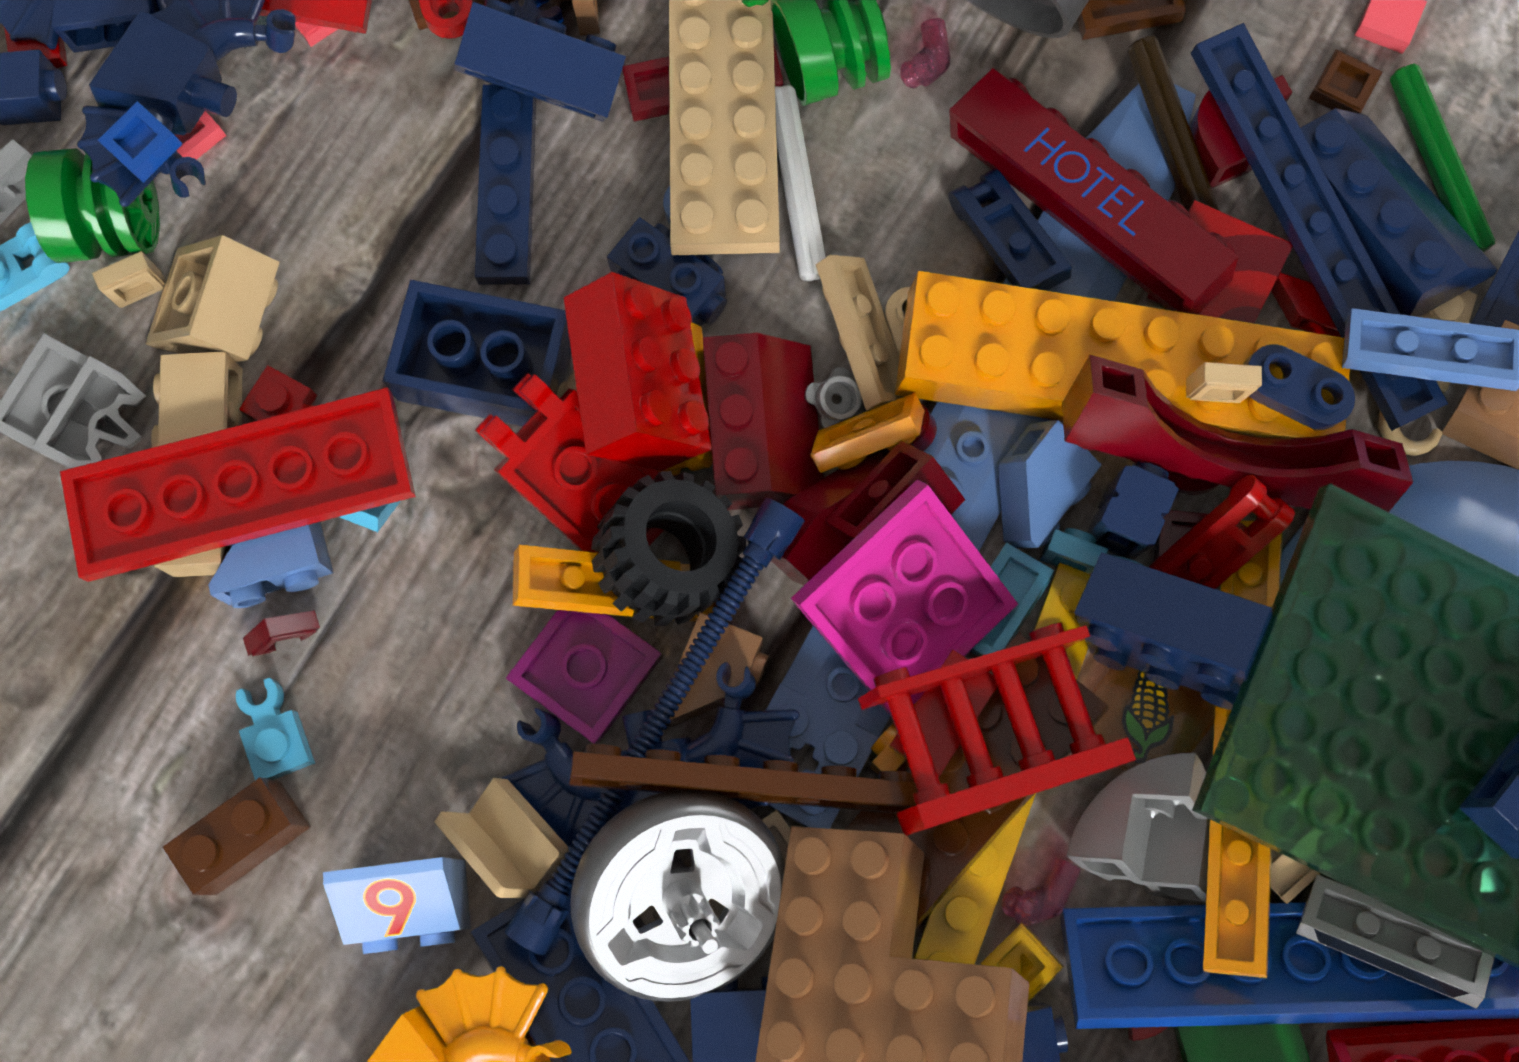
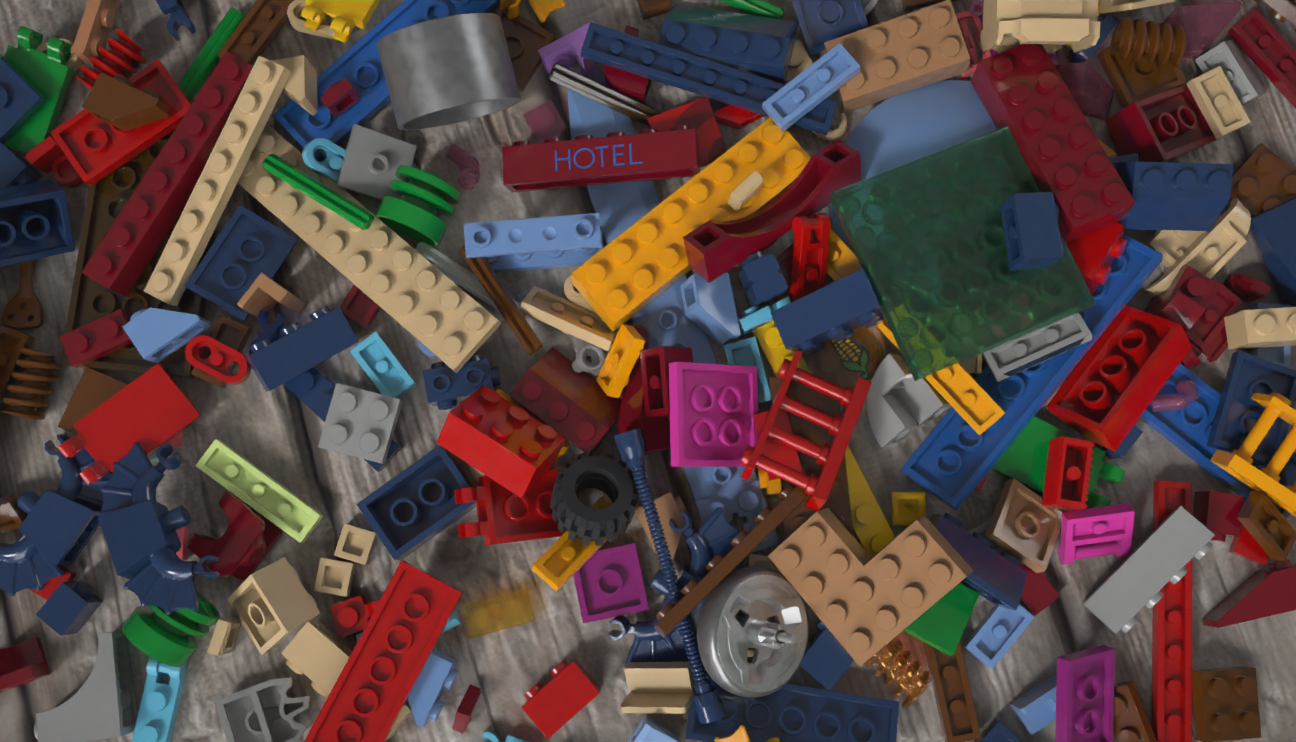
camera: 50 degrees left, 5 degrees up
(140, 141) = (174, 575): blue plate -> none
(262, 203) = (244, 542): none -> dark red piece
(308, 343) = (334, 577): none -> tan tile
(334, 171) = (259, 490): none -> yellowish green plate
(366, 331) = (356, 544): none -> tan tile
(391, 732) = (560, 697): none -> red brick
(430, 568) = (498, 613): none -> clear yellow plate
(512, 206) = (360, 423): none -> light grey plate
(603, 176) = (383, 366): none -> medium azure plate
(810, 230) = (504, 303): none -> reddish brown axle
(910, 197) = (535, 242): none -> medium blue fence
(1010, 233) = (612, 212): dark blue plate -> none
(1042, 901) = (890, 474): clear pink arm -> none
(1074, 95) = (545, 121): none -> clear pink plate
(1177, 38) = (567, 51): none -> medium lavender slope
(1300, 389) = (776, 159): dark blue plate -> none

